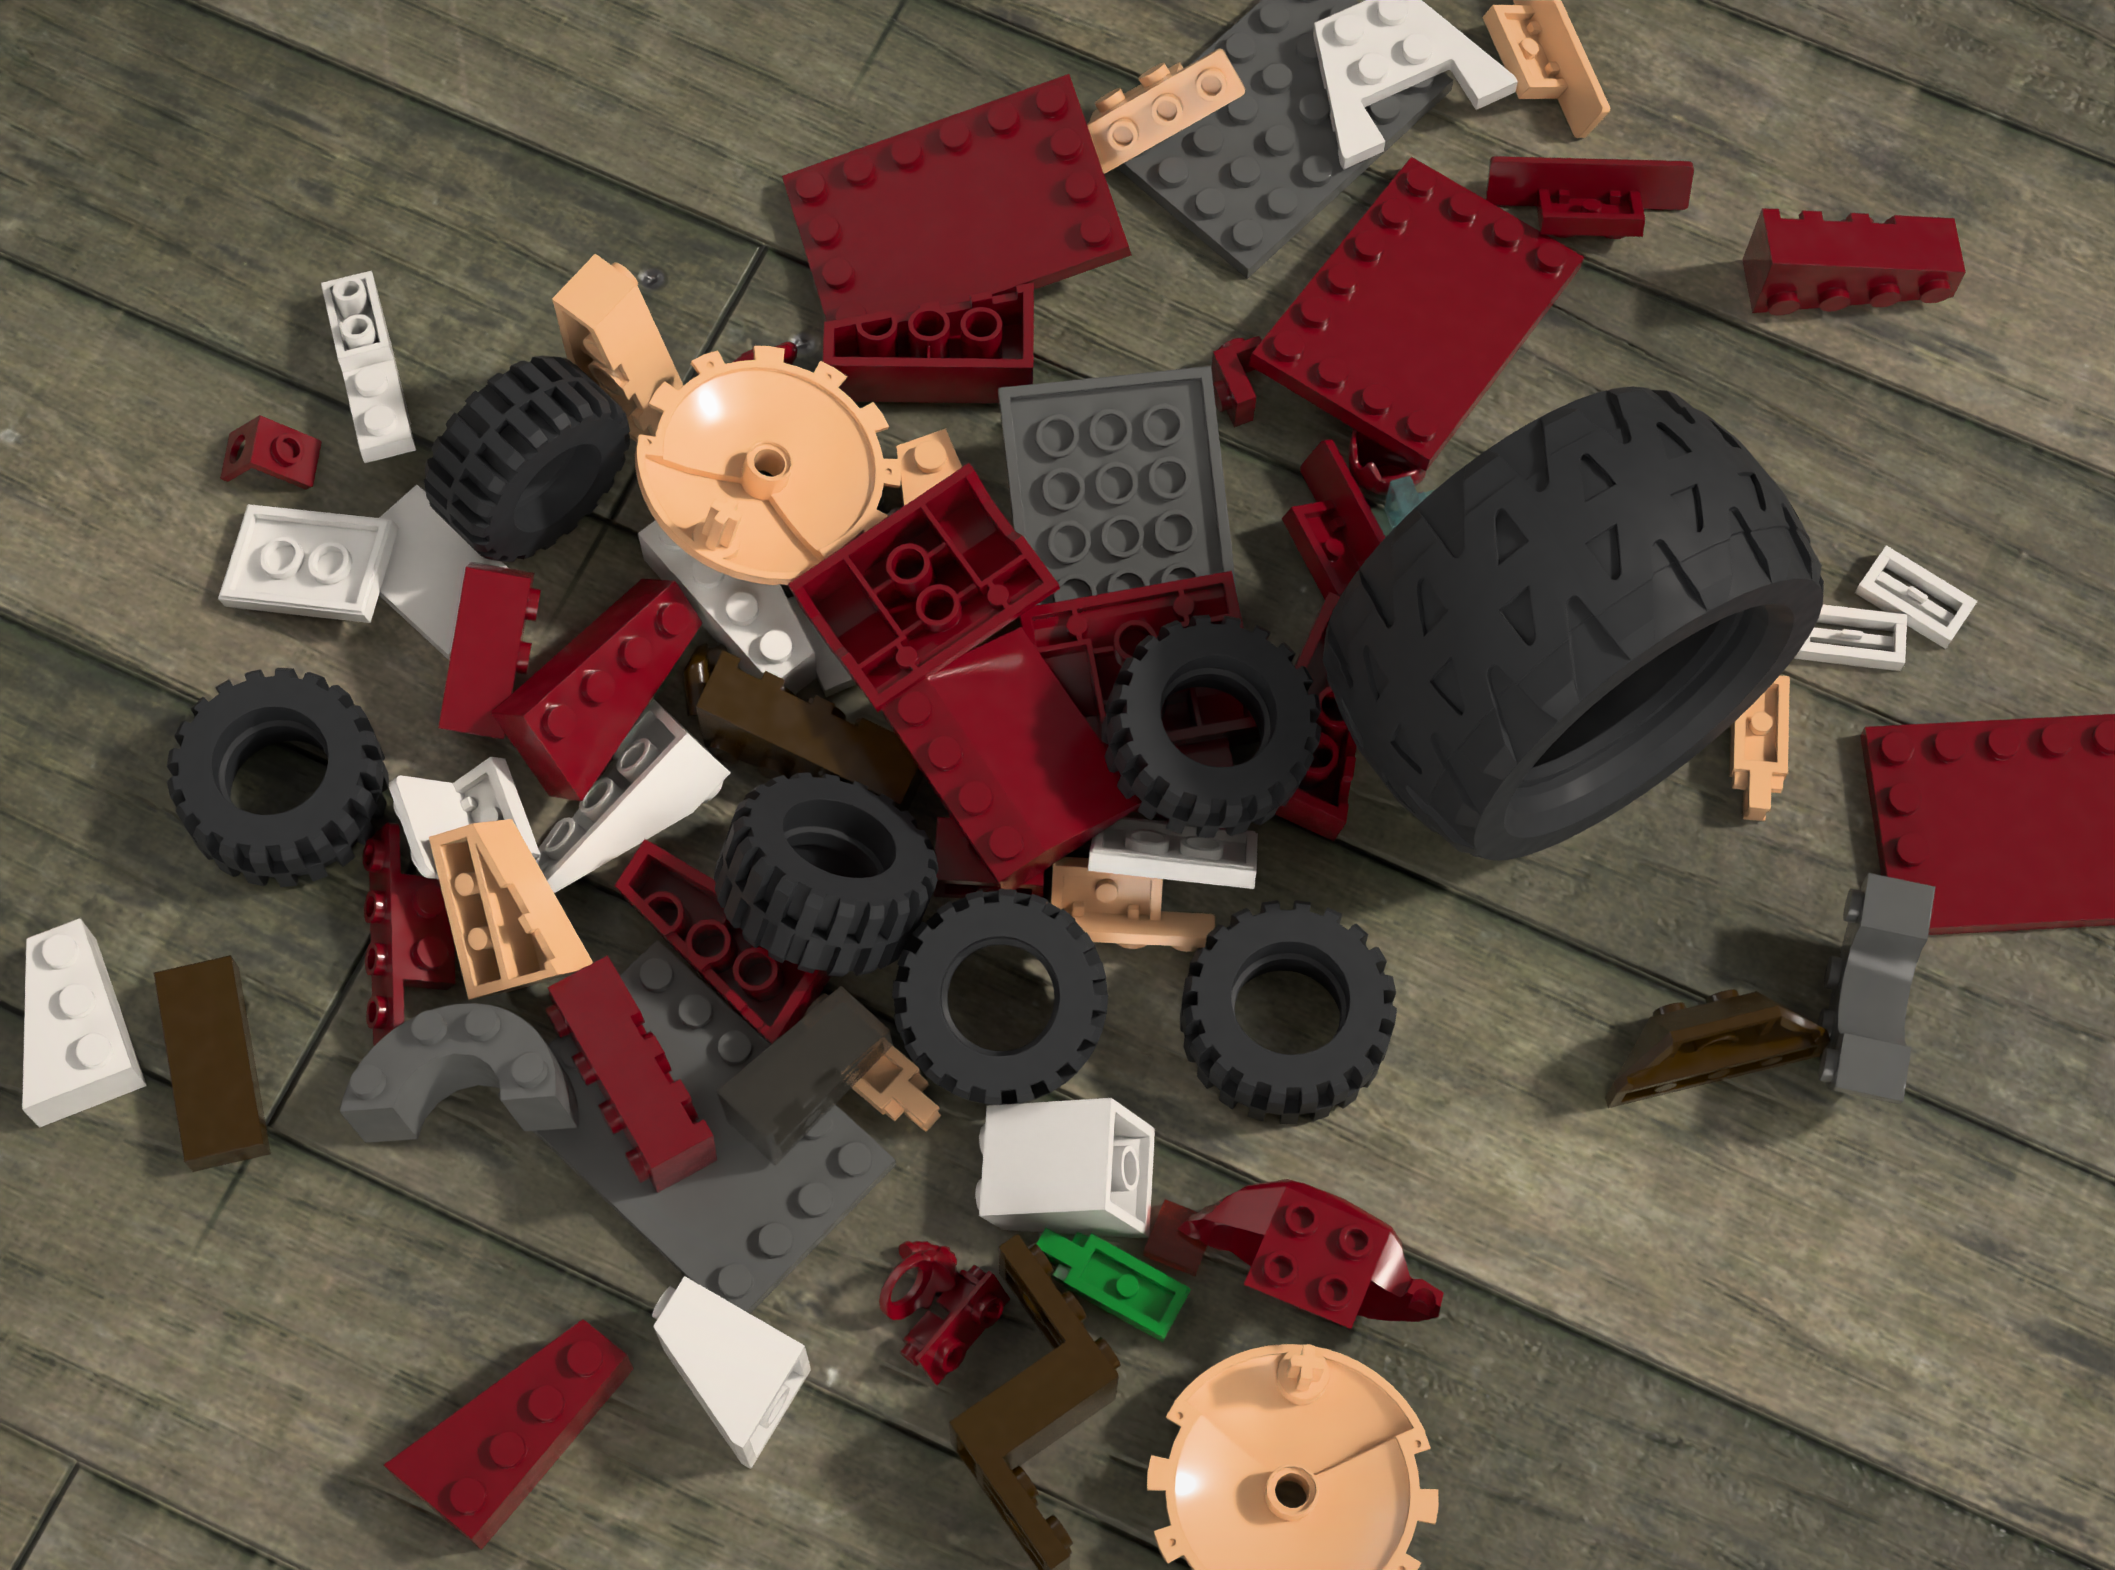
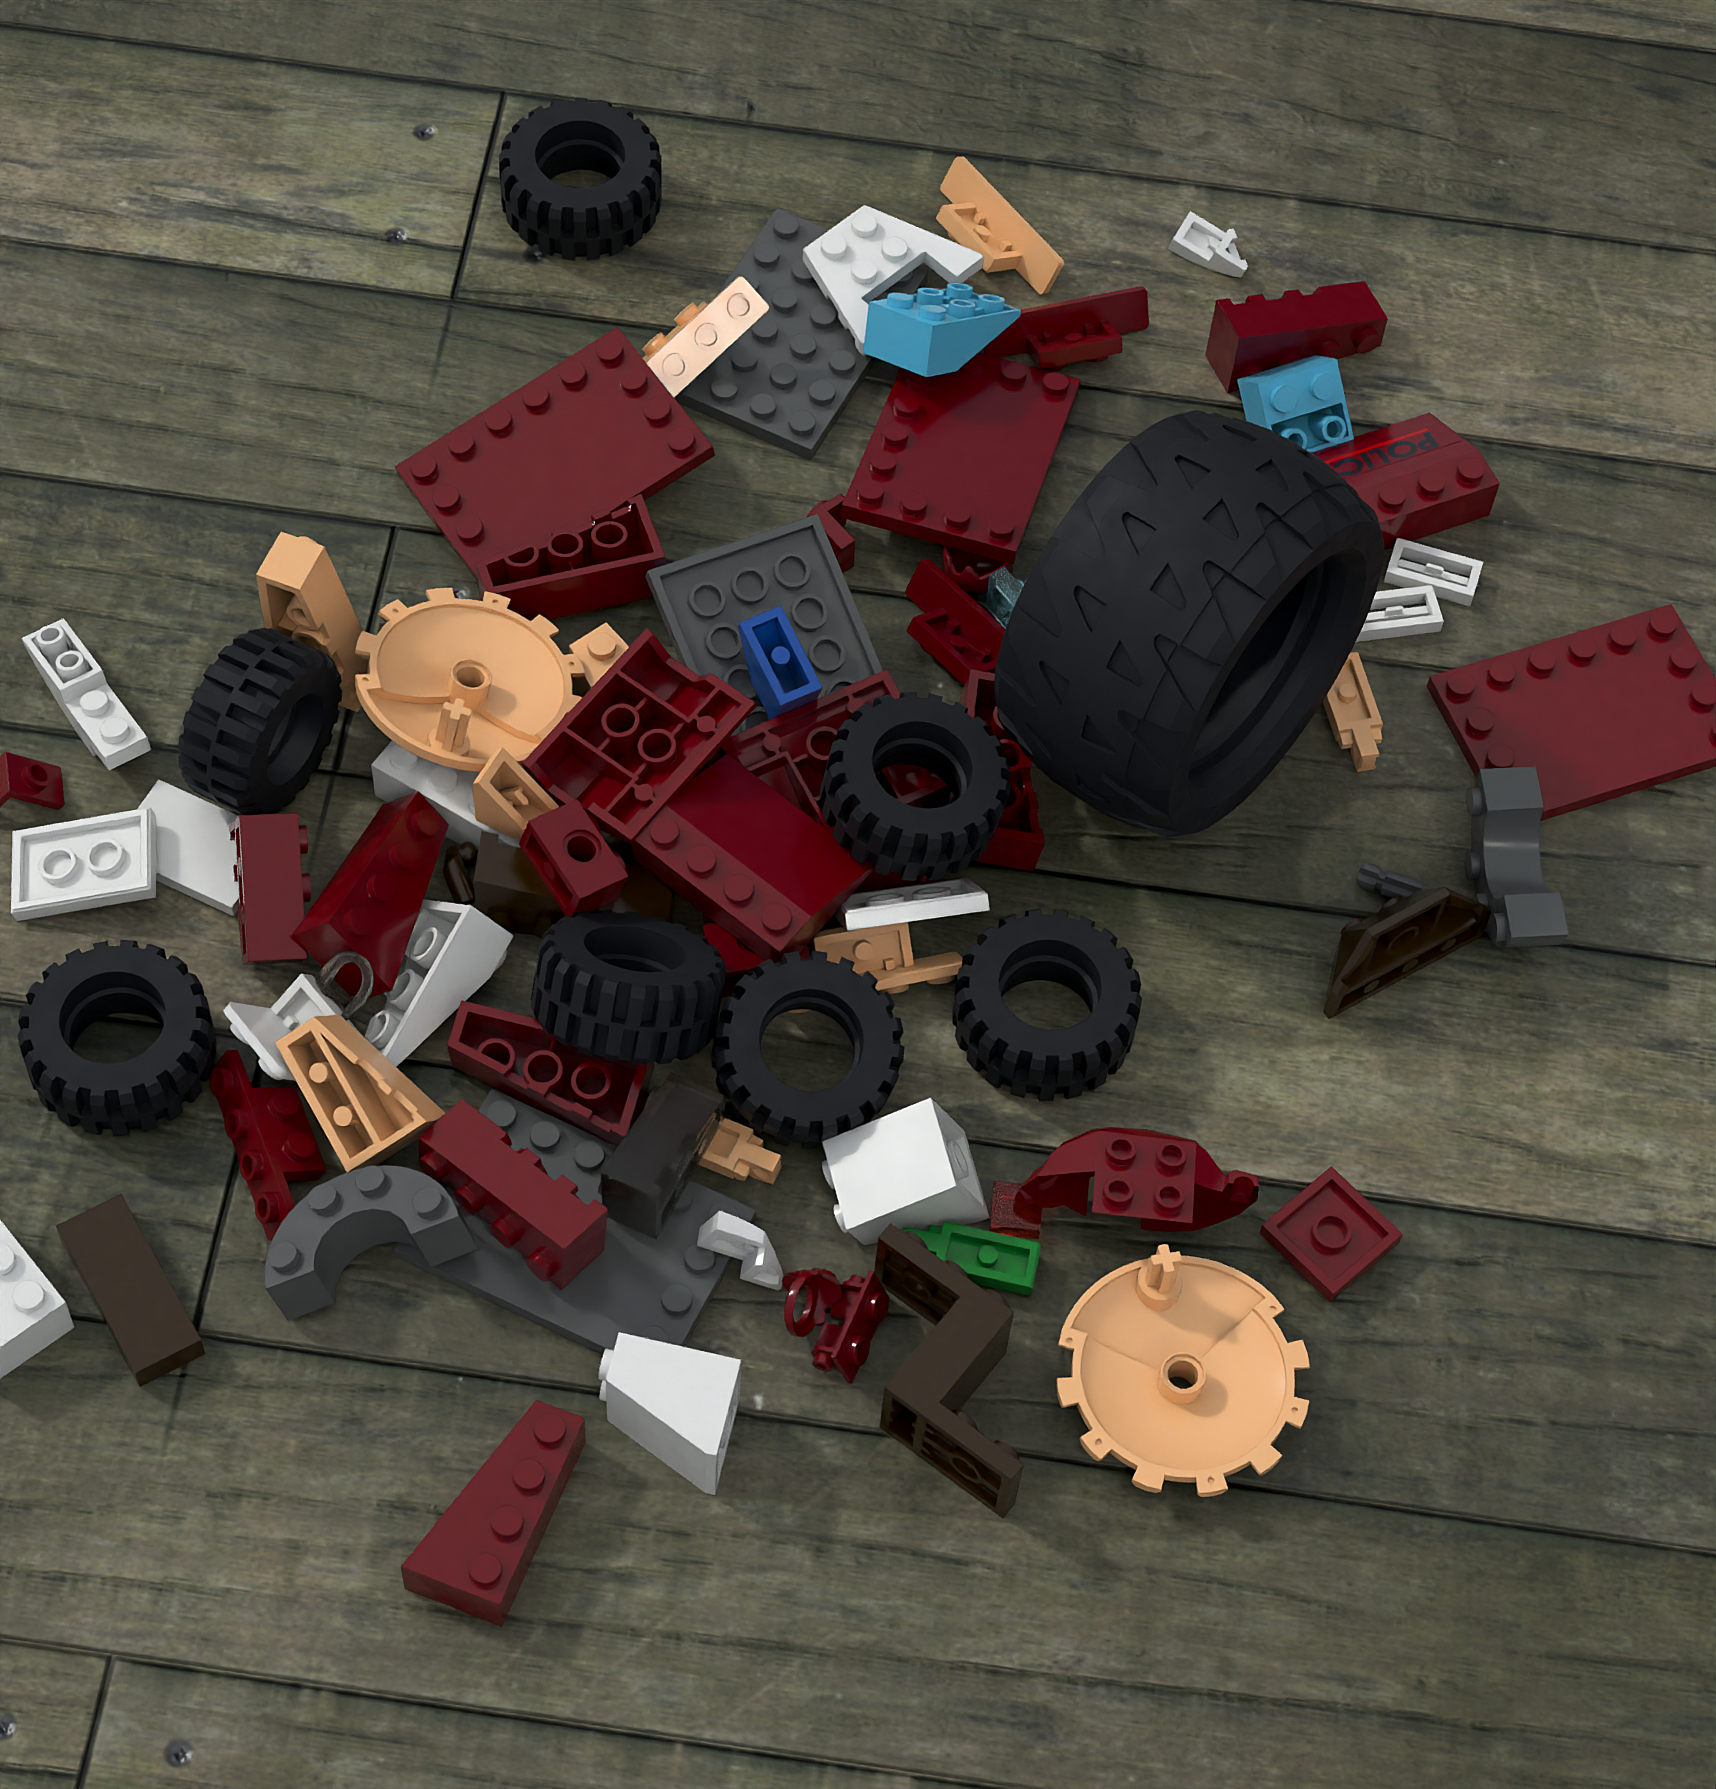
camera: 20 degrees left, 10 degrees down
(543, 805) = (354, 1006): none -> clear smoke piece
(769, 624) = (508, 796): none -> light nougat slope
(806, 742) = (573, 884): none -> dark red brick
(878, 1220) = (745, 1242): none -> white slope
(1107, 535) = (777, 663): none -> blue slope
(1431, 159) = (935, 327): none -> medium azure slope
(1519, 1368) = (1330, 1234): none -> dark red plate
(1740, 971) = (1390, 883): none -> dark grey axle
(1790, 124) = (1208, 246): none -> white slope
(1823, 357) = (1299, 402): none -> medium azure slope
(1901, 477) = (1416, 477): none -> dark red piece

